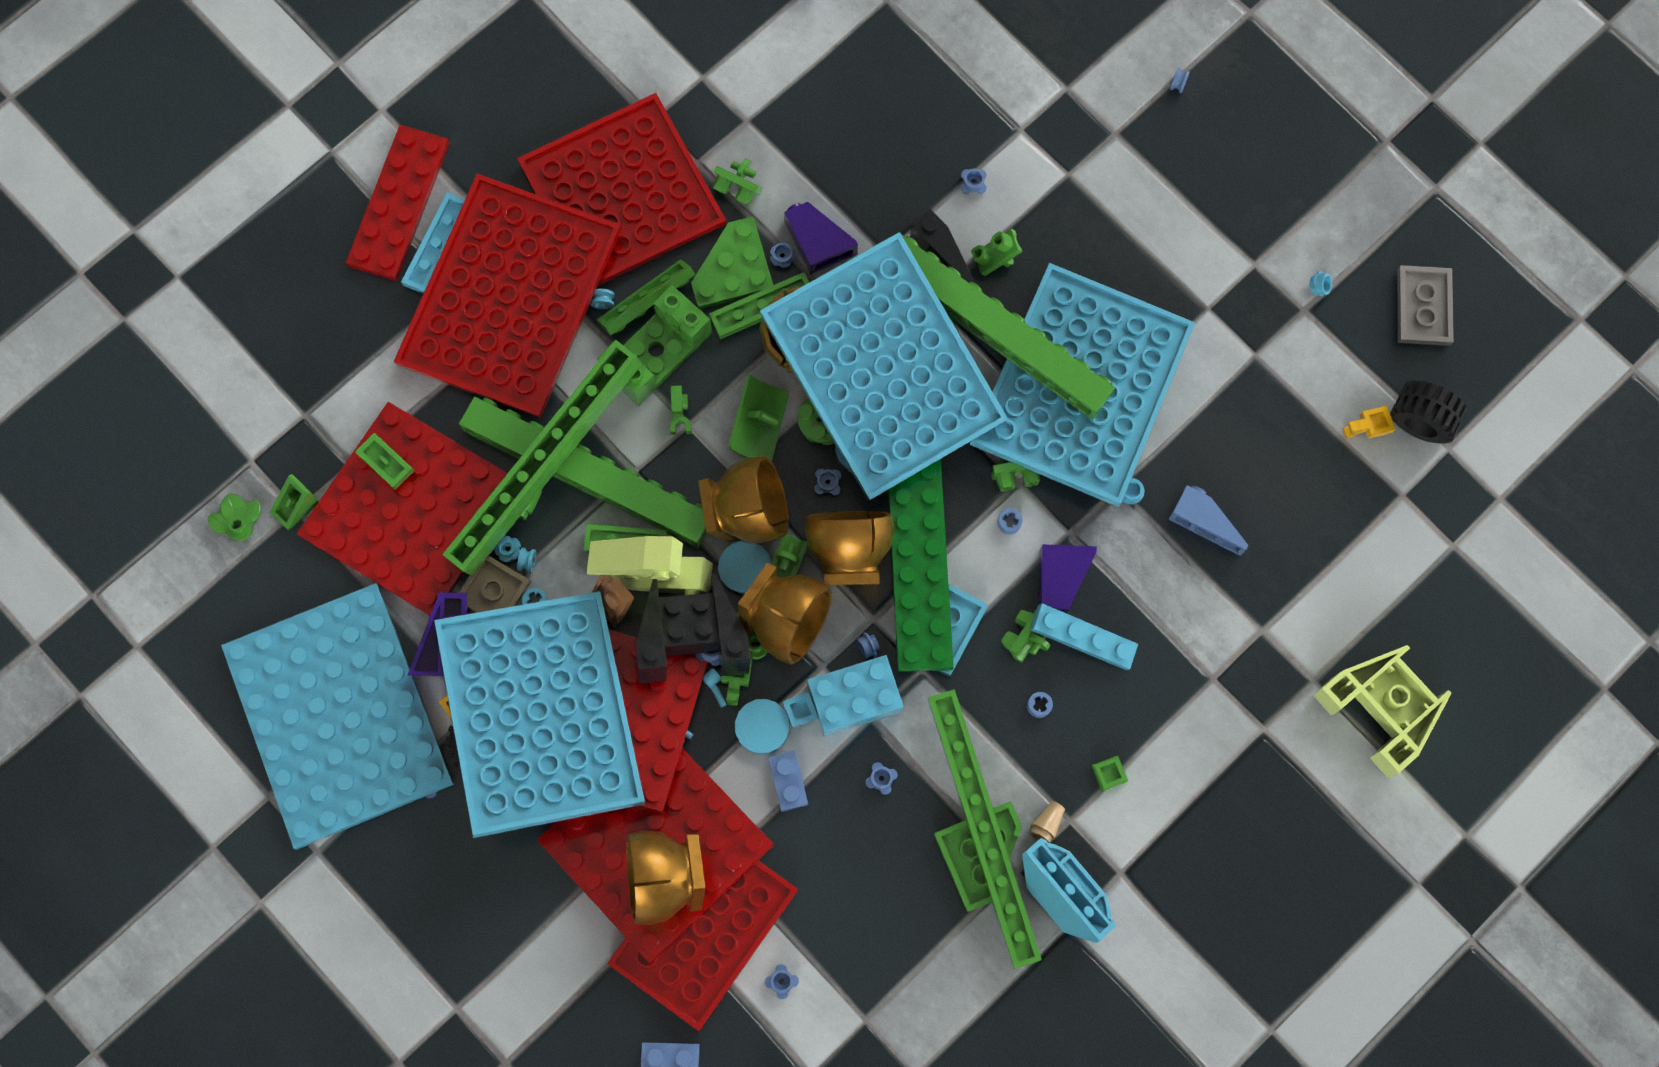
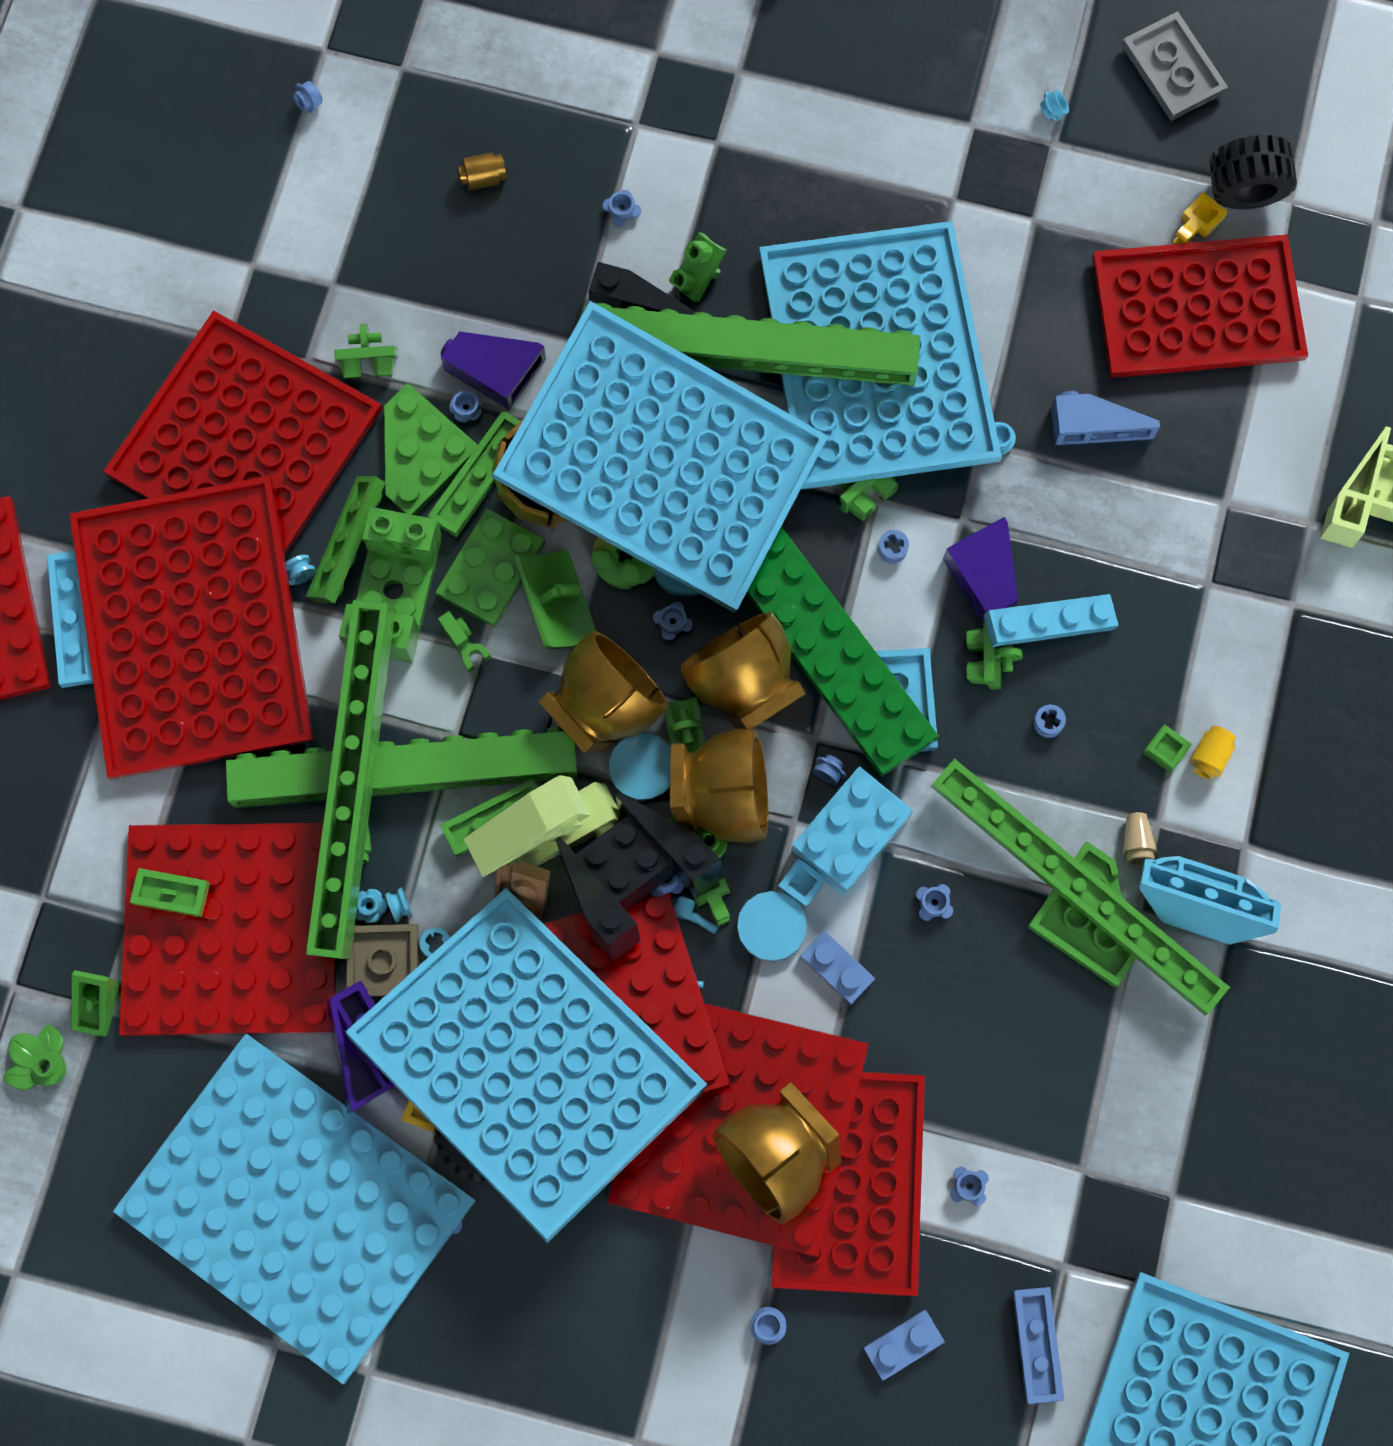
camera: 30 degrees left, 0 degrees up
(589, 987) = (768, 1325): none -> medium blue plate
(722, 374) = (485, 570): none -> bright green plate
(894, 101) = (482, 171): none -> pearl gold brick
(1138, 795) = (1213, 752): none -> yellow brick
(1332, 483) = (1199, 306): none -> red plate

